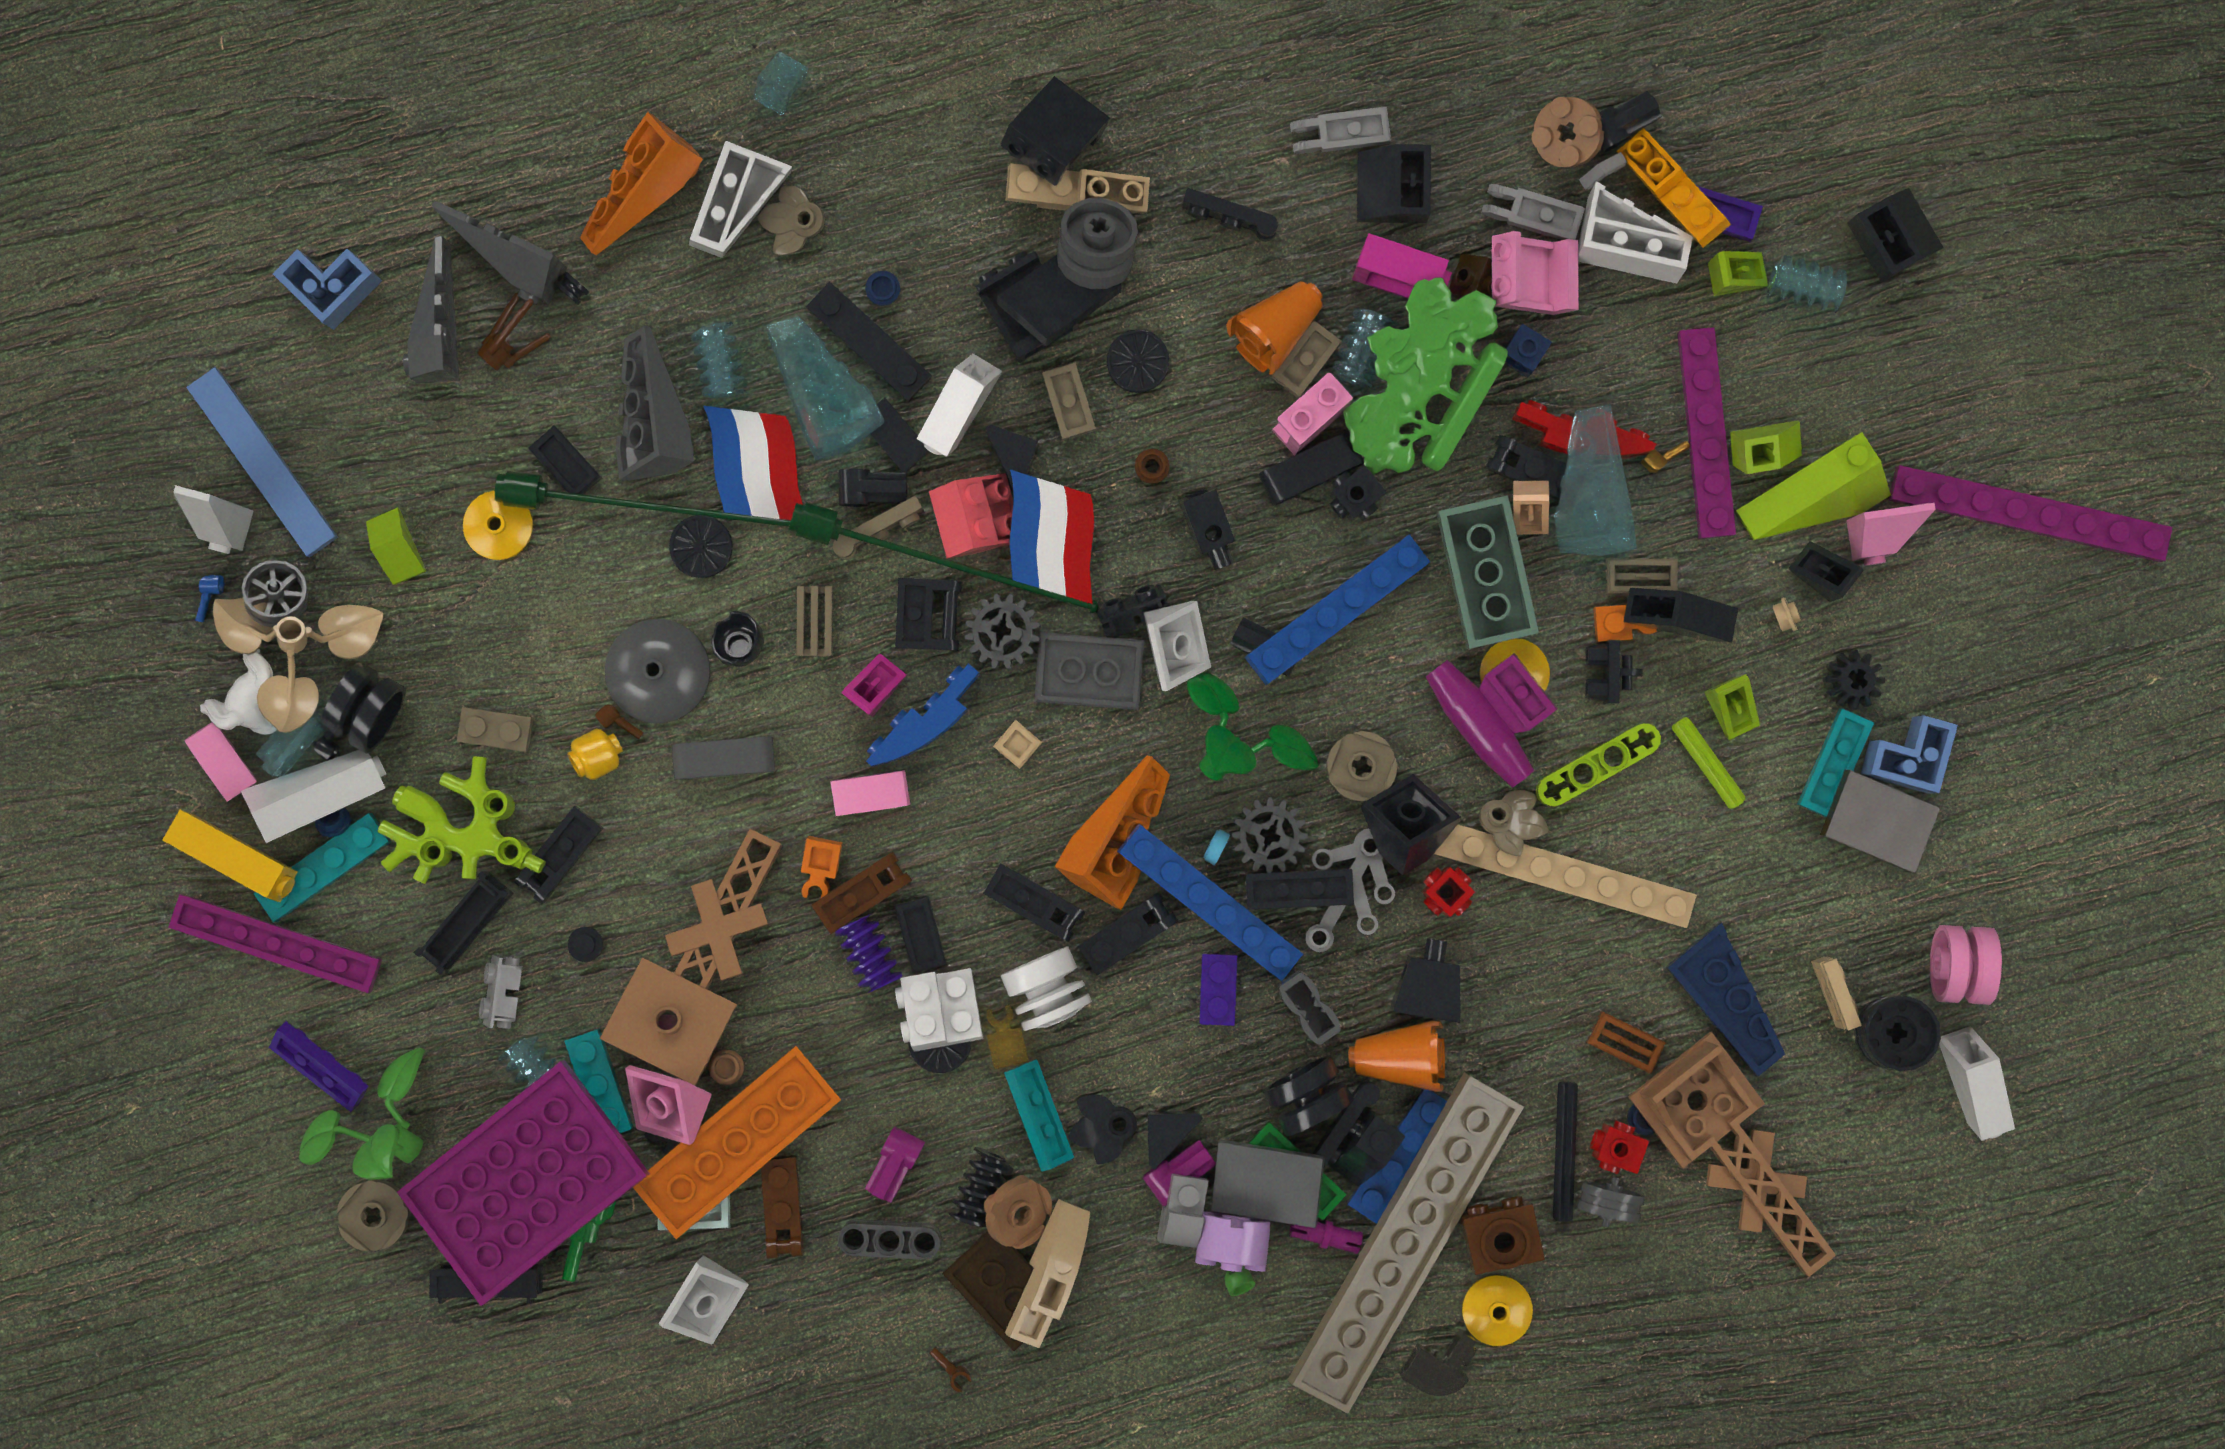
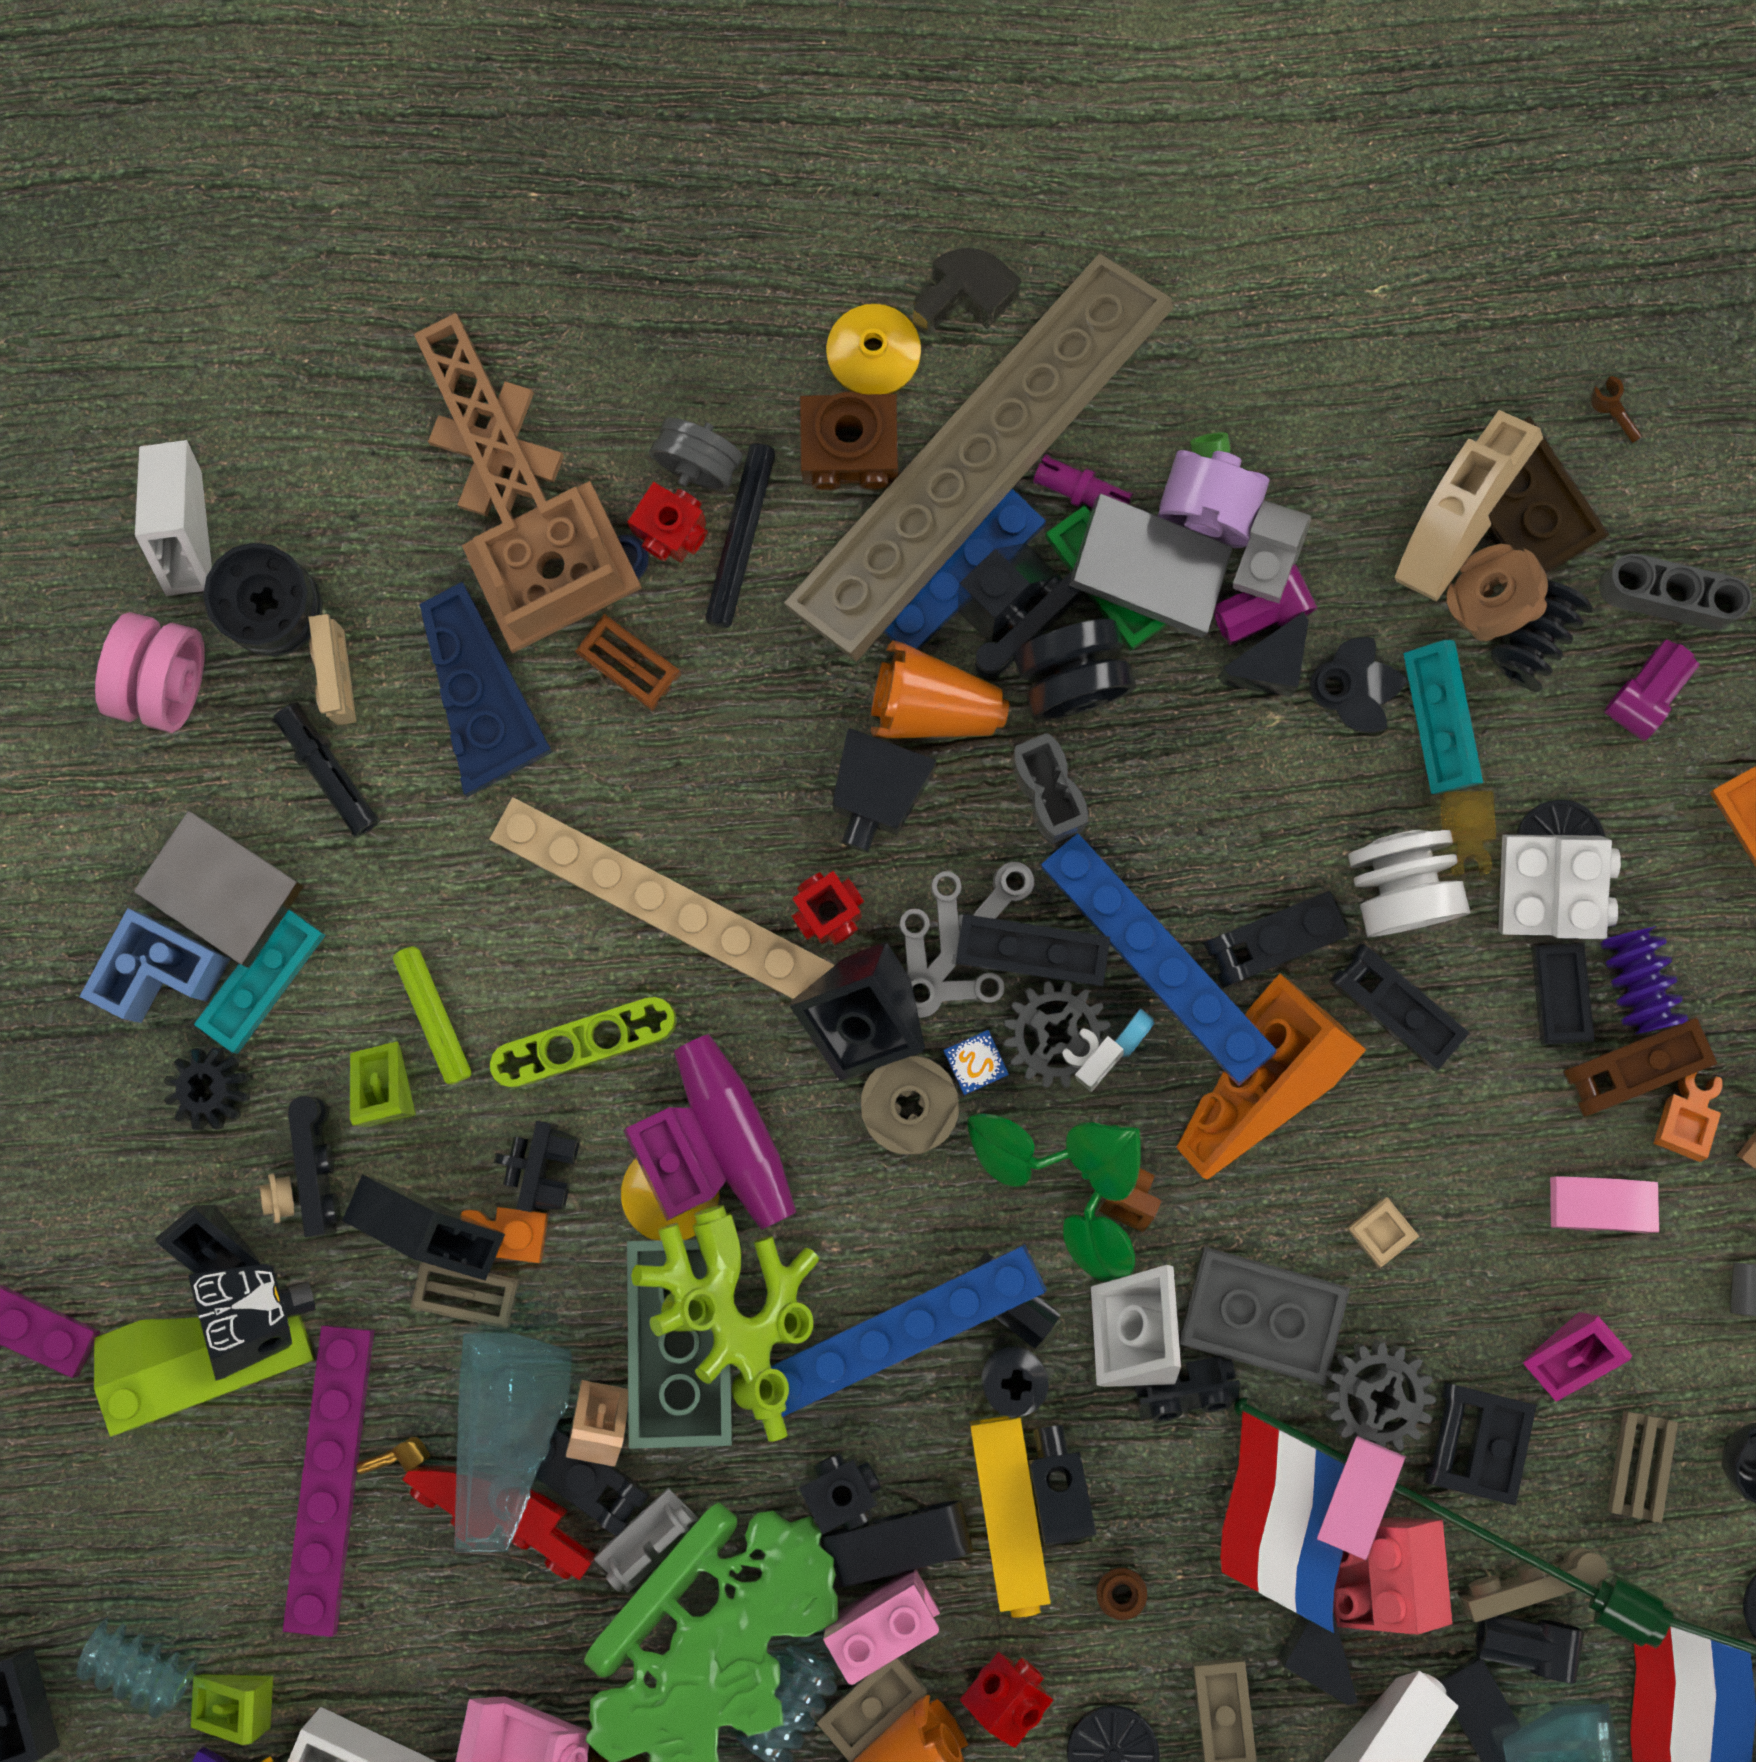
camera: 165 degrees left, 5 degrees down
(914, 731) = (1525, 1279): blue slope -> none
(1006, 562) = (1361, 1497): none -> bright pink slope
(1194, 729) = (1138, 1208): none -> dark orange tile
(1217, 382) = (1007, 1698): none -> red brick
(1218, 989) = (1165, 839): dark purple plate -> none
(1239, 503) = (1010, 1515): none -> yellow brick
(1239, 820) = (1097, 1062): none -> white tile
(1264, 582) = (1029, 1395): none -> black piece
(1320, 805) = (976, 1062): none -> tile
(1473, 601) = (710, 1305): none -> lime plant
(1481, 435) = (646, 1541): none -> light grey hinge
(1518, 821) = (709, 985): dark tan plate -> none
(1526, 350) = (556, 1654): dark blue brick -> none
(1766, 447) = (250, 1442): lime slope -> none
(1767, 642) = (312, 1164): none -> black plate
(1789, 531) = (246, 1315): none -> black torso
(1829, 926) = (316, 755): none -> black pin
(1885, 531) = (113, 1287): bright pink slope -> none

